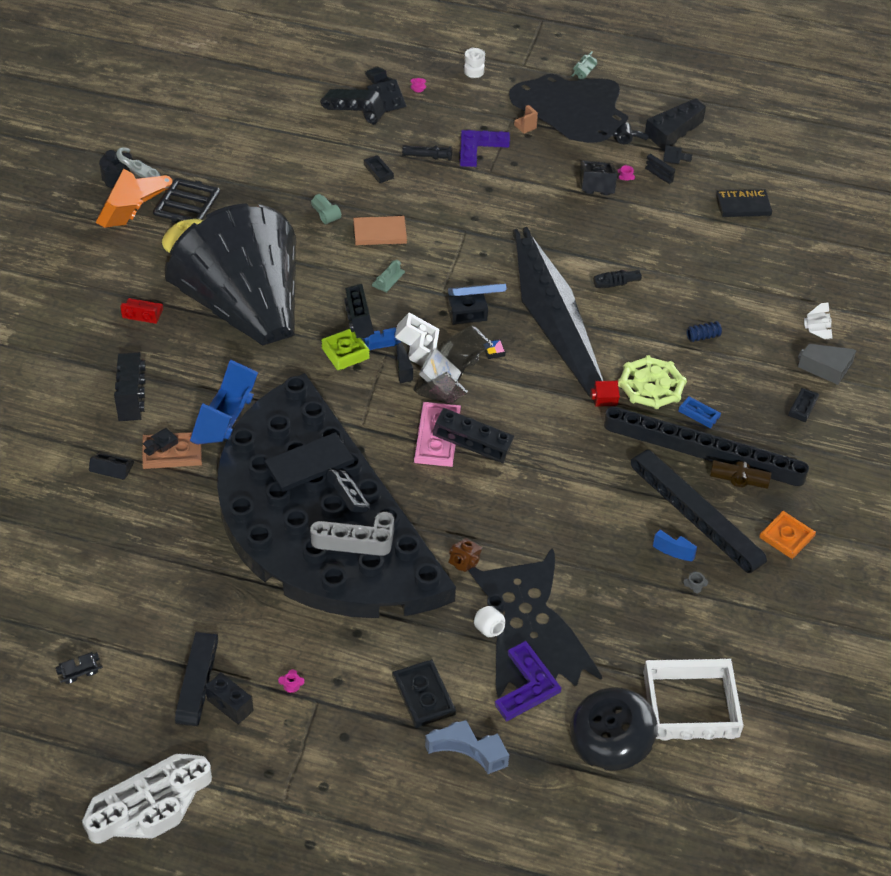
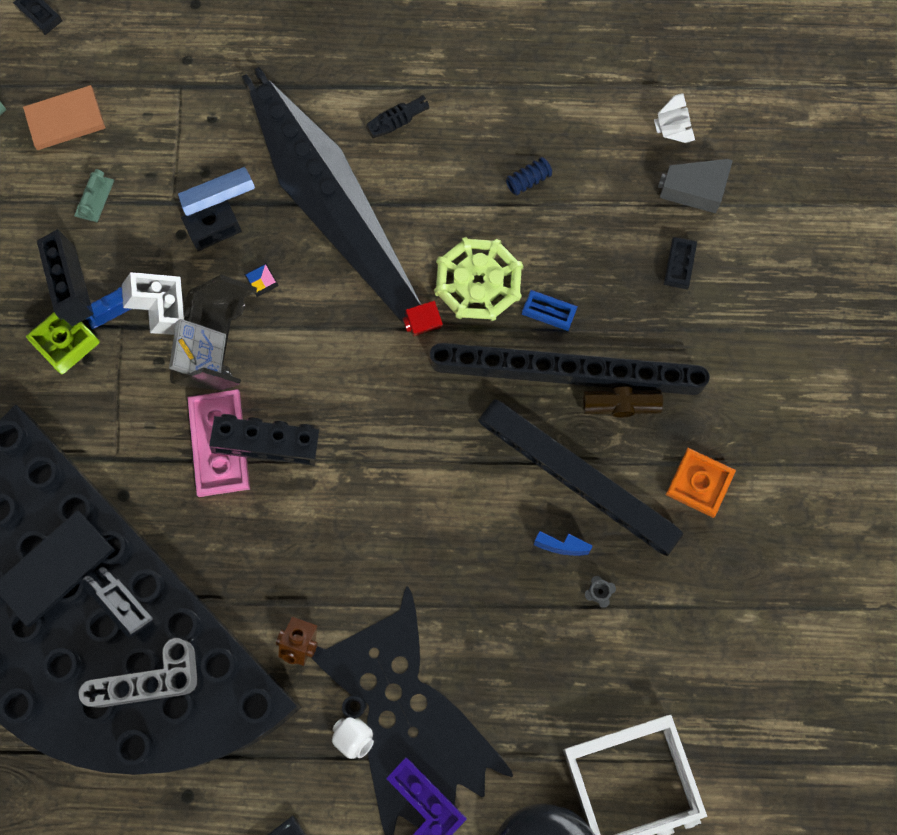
camera: 10 degrees left, 25 degrees up
(405, 368) = (148, 348): black slope -> none

